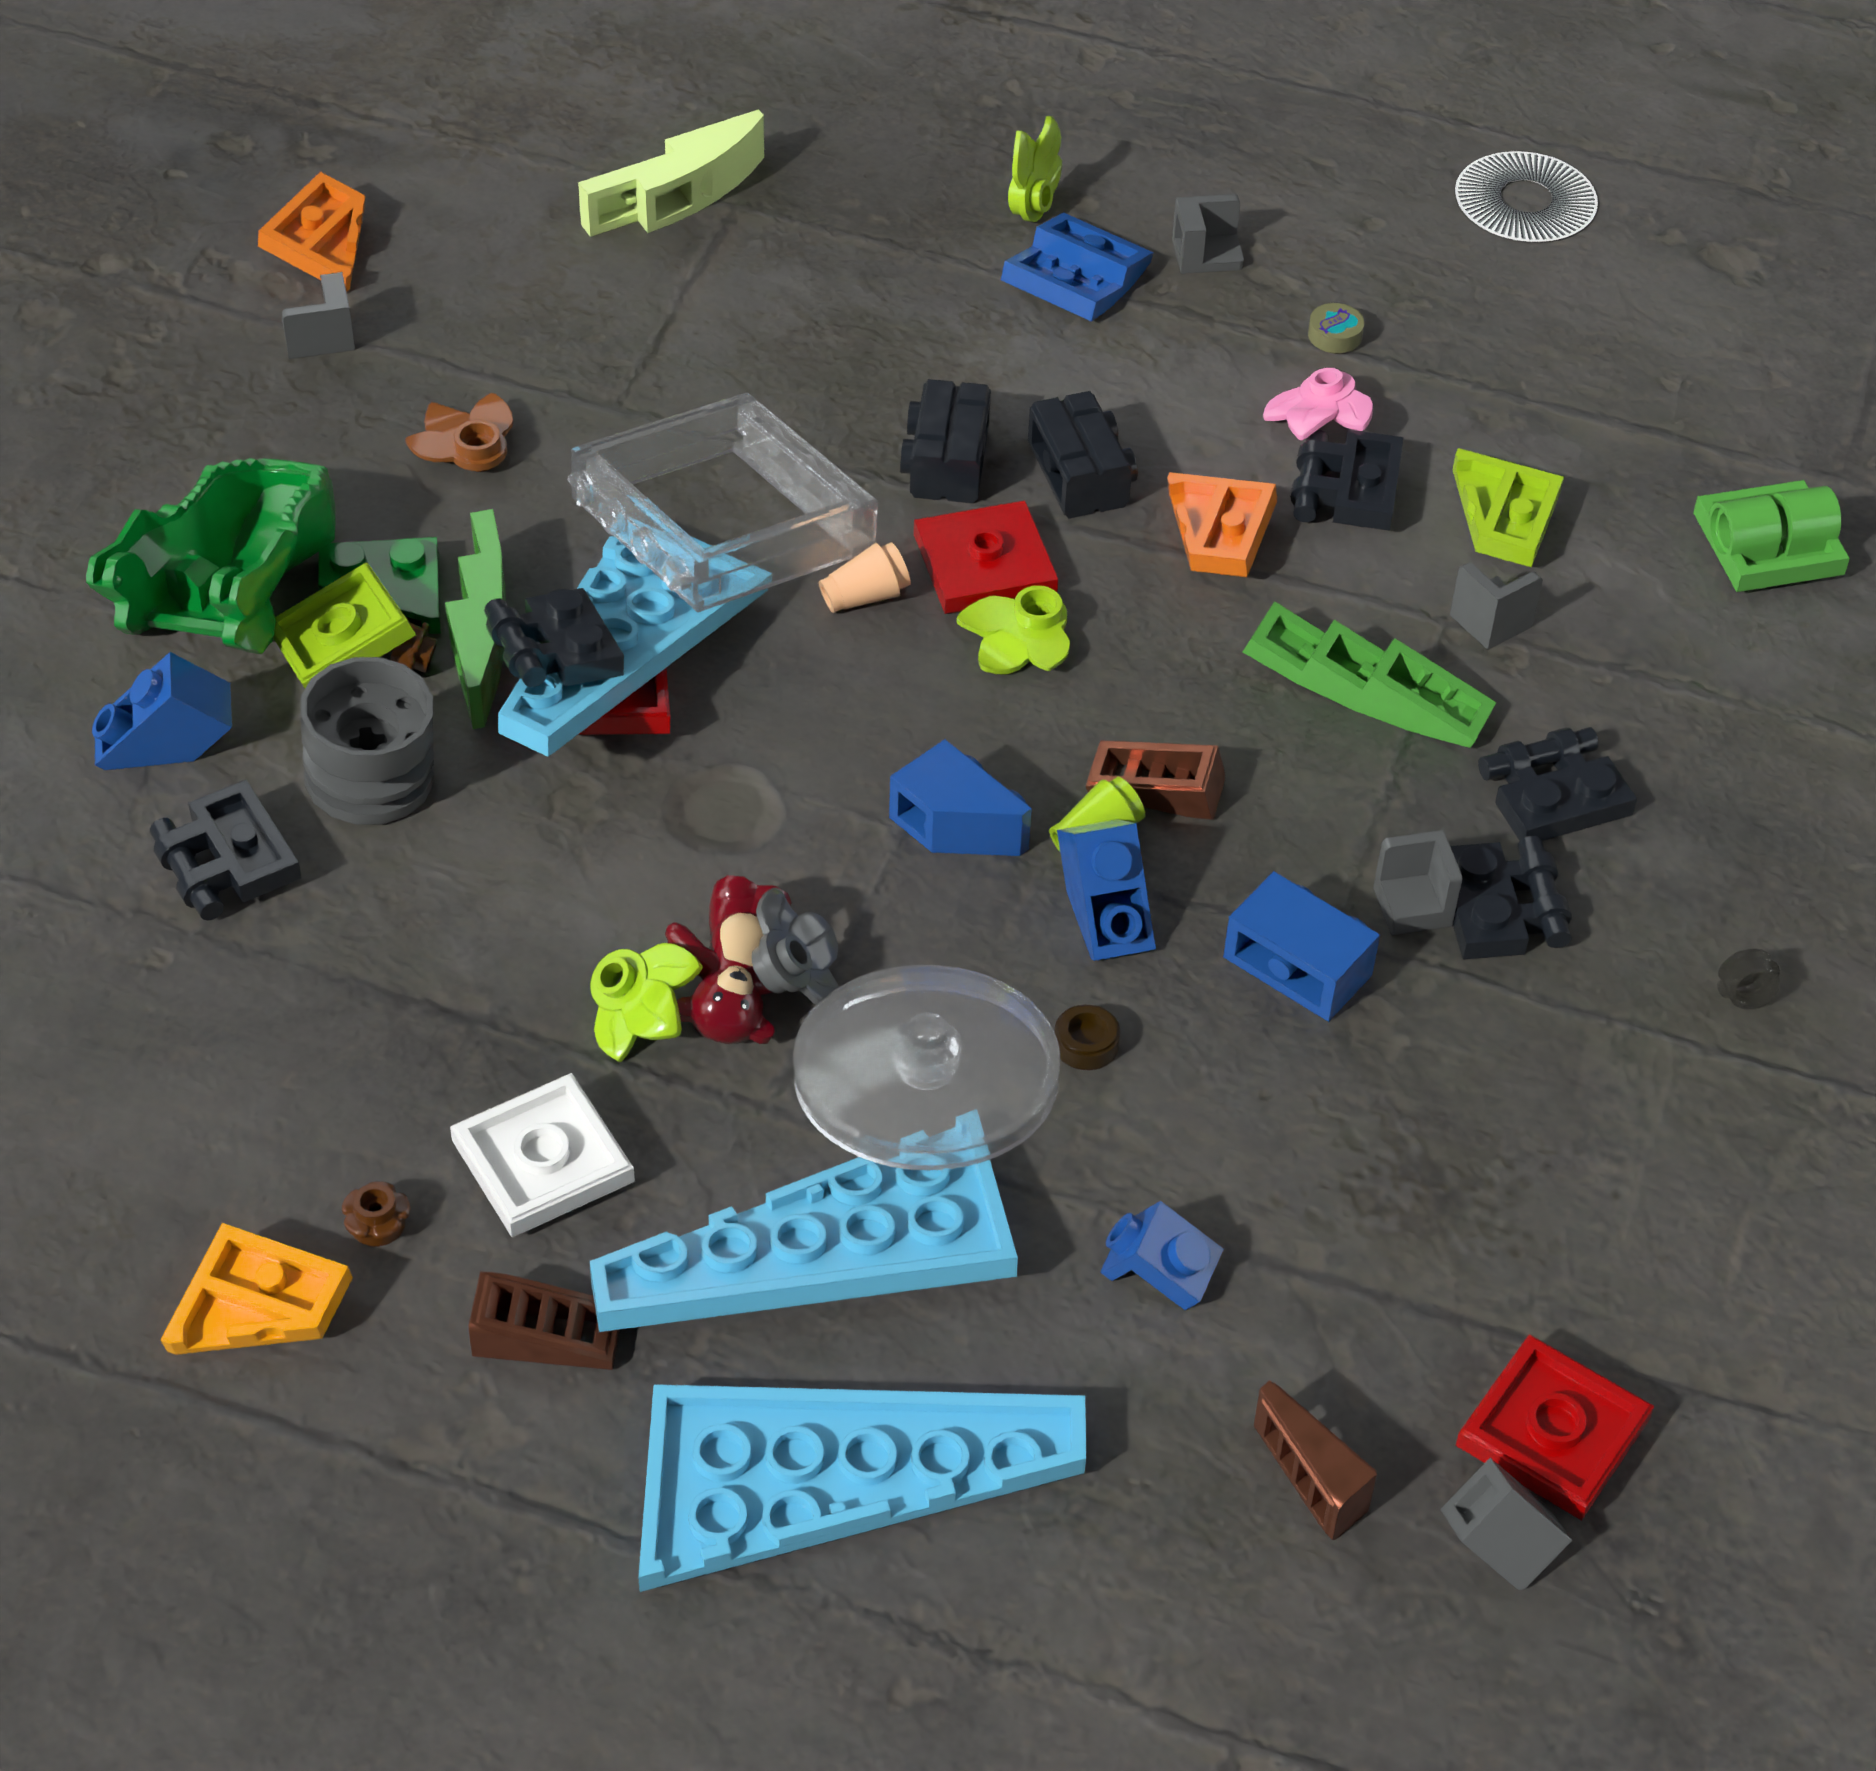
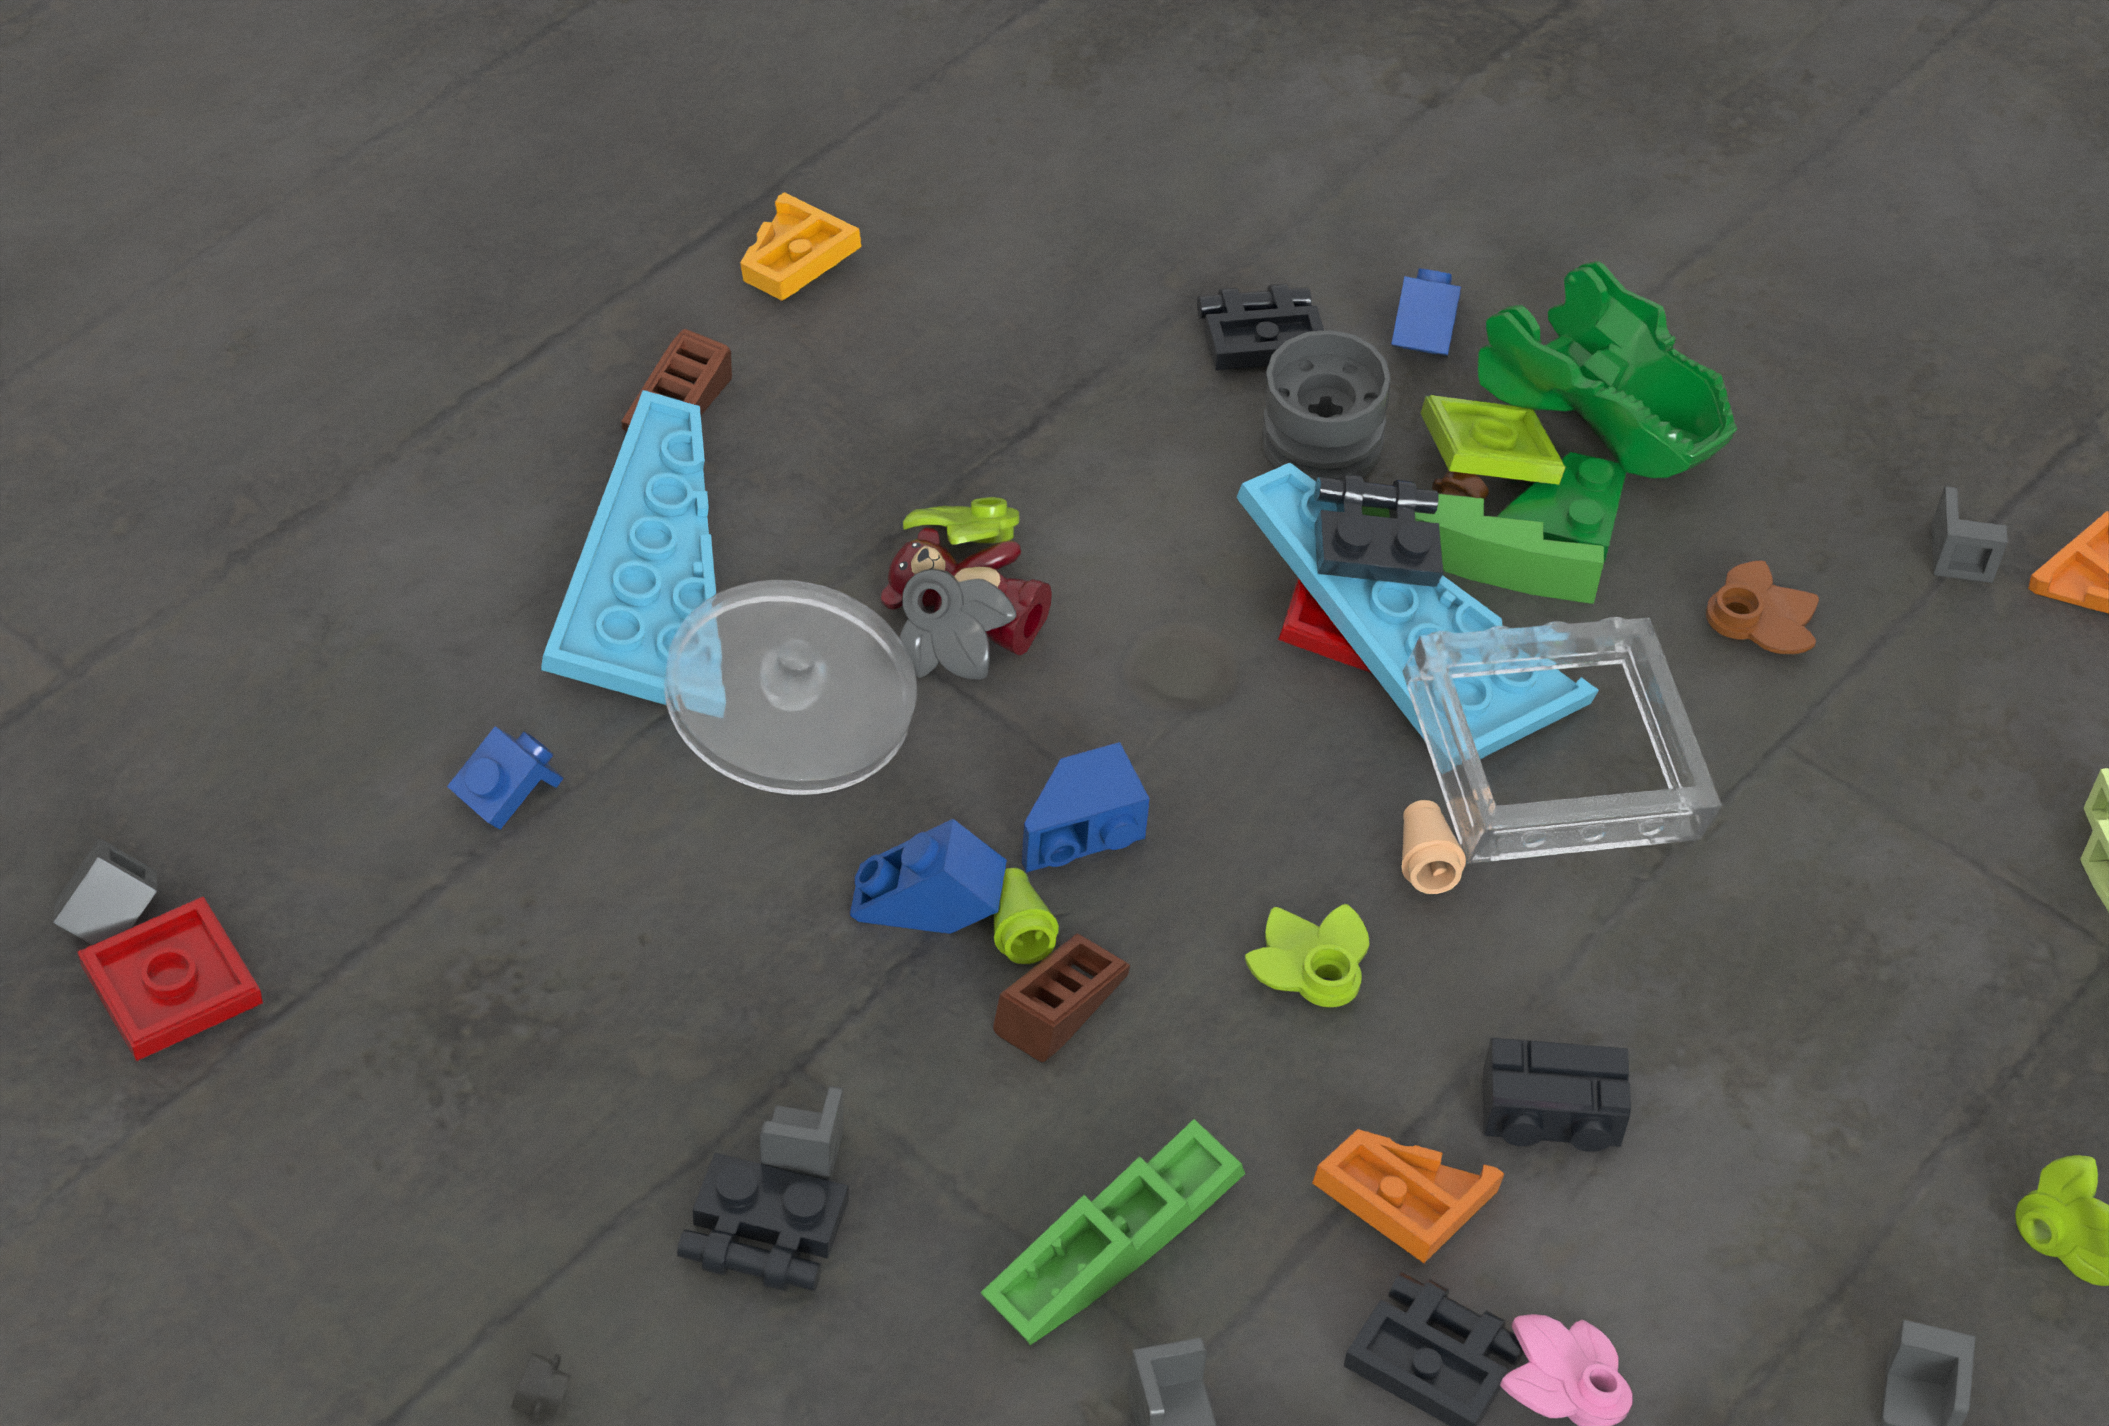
camera: 110 degrees right, 0 degrees up
(379, 1226) = (838, 330): reddish brown plate -> none
(542, 1154) = (838, 429): white plate -> none
(799, 1467) = (446, 505): medium azure wing -> none
(948, 441) = (1615, 982): black brick -> none
(983, 554) = (1437, 968): red plate -> none
(1077, 266) = (1911, 1234): blue slope -> none
(1087, 1037) = (773, 823): dark brown tile -> none
(1301, 945) = (778, 1007): blue brick -> none
(1319, 1465) = (235, 791): copper slope -> none
(1562, 800) = (865, 1348): black plate -> none

